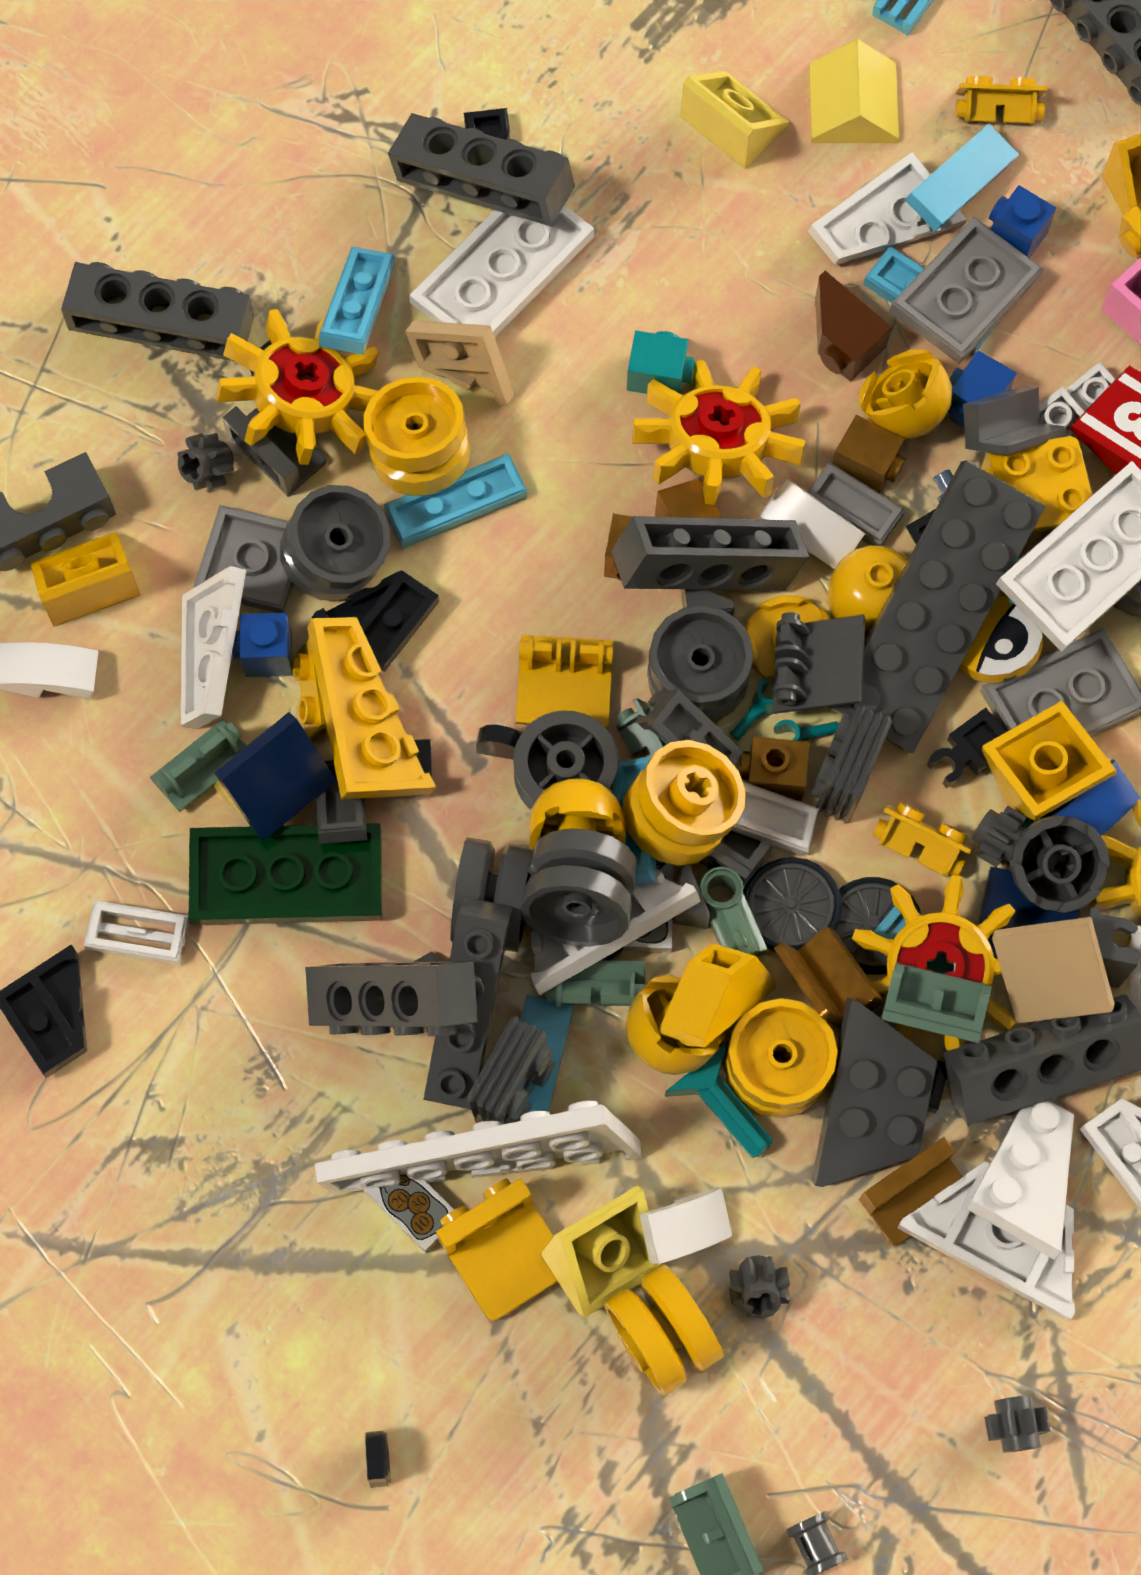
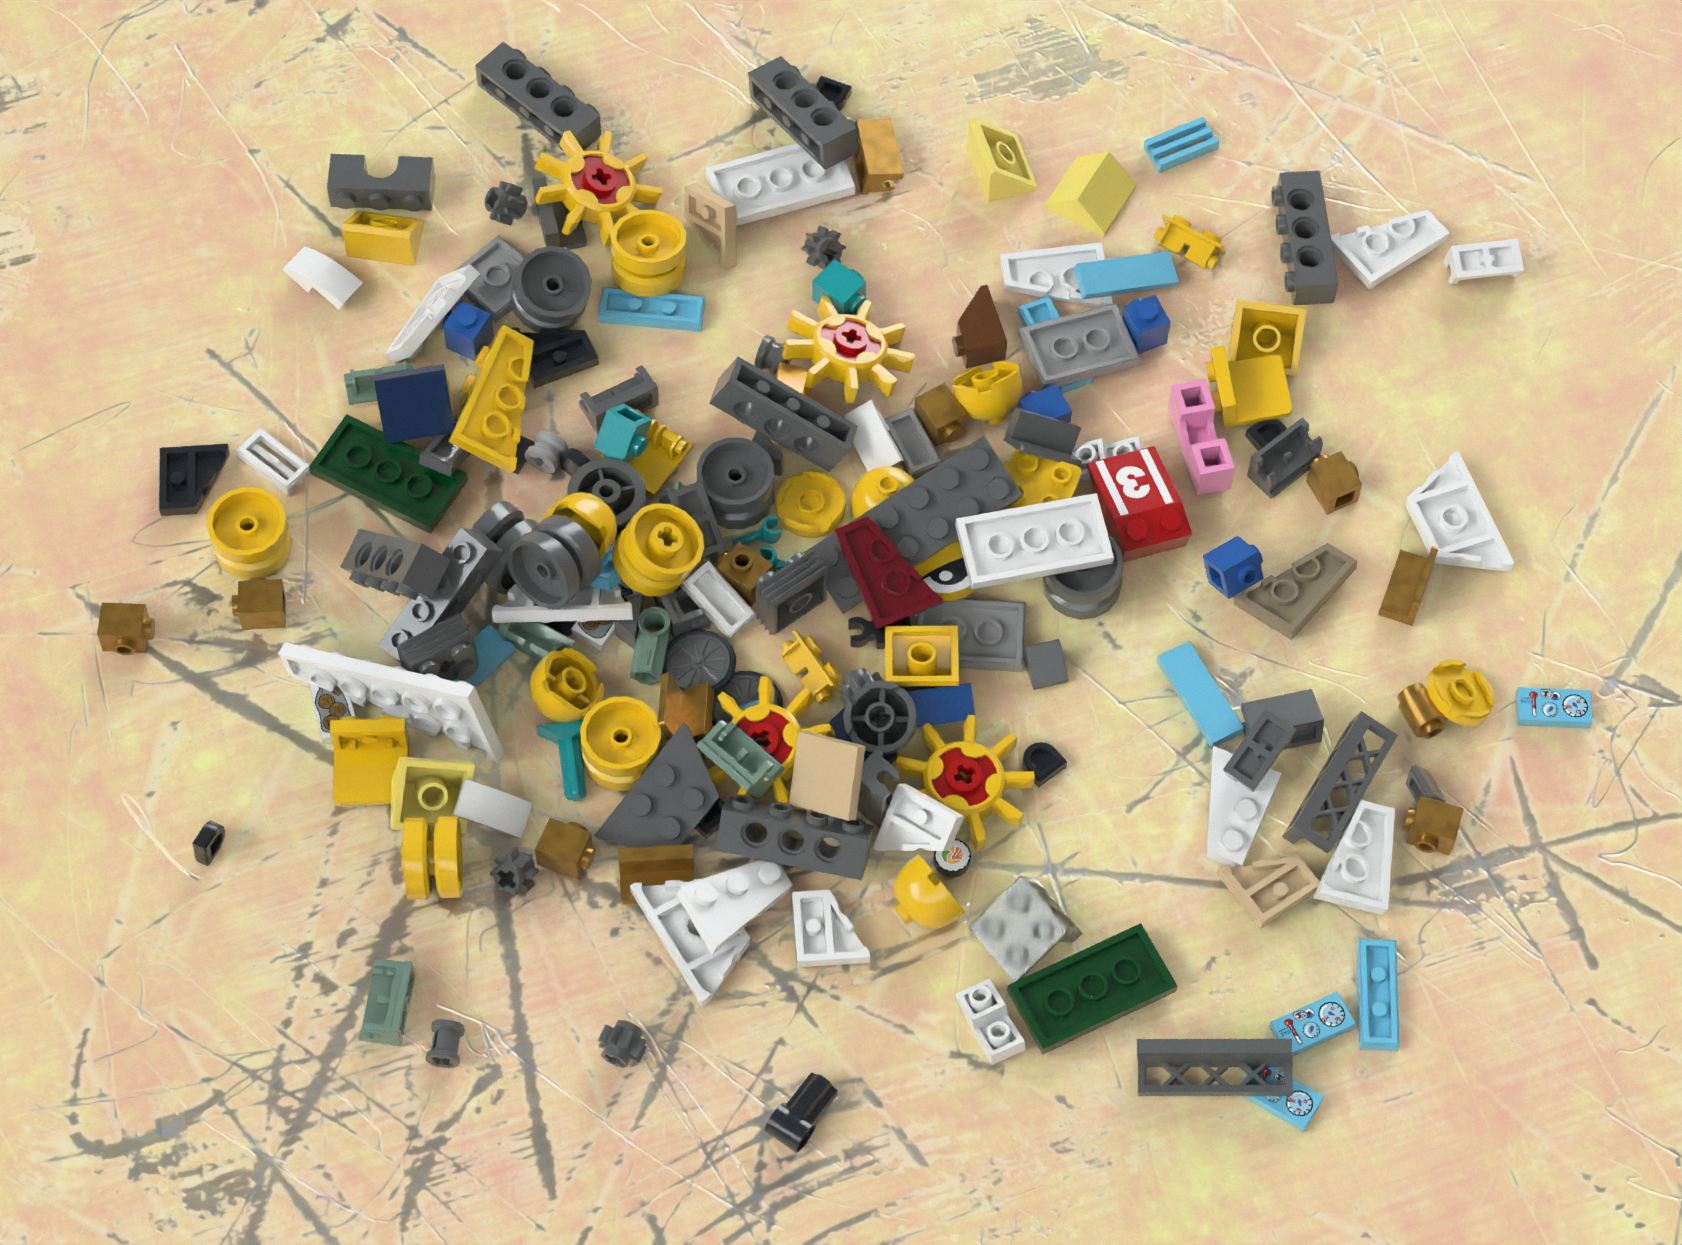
camera: 30 degrees right, 10 degrees down
(100, 1248) = (125, 628): none -> pearl gold brick
(178, 1017) = (249, 532): none -> yellow wheel
(241, 1123) = (260, 604): none -> pearl gold brick
(357, 300) = (668, 153): medium azure tile -> none
(453, 744) = (546, 451): none -> light grey wheel
(494, 632) = (636, 392): none -> dark grey hinge
(538, 677) = (623, 433): none -> teal brick
(599, 179) = (877, 156): none -> hinge
(607, 322) = (823, 247): none -> dark grey gear
(636, 483) = (770, 354): none -> dark grey wheel
(714, 994) = (601, 673): yellow slope -> none
(796, 1220) = (565, 848): none -> pearl gold brick
(818, 663) = (808, 517): dark grey hinge -> none
(949, 690) = (884, 578): none -> dark red wing

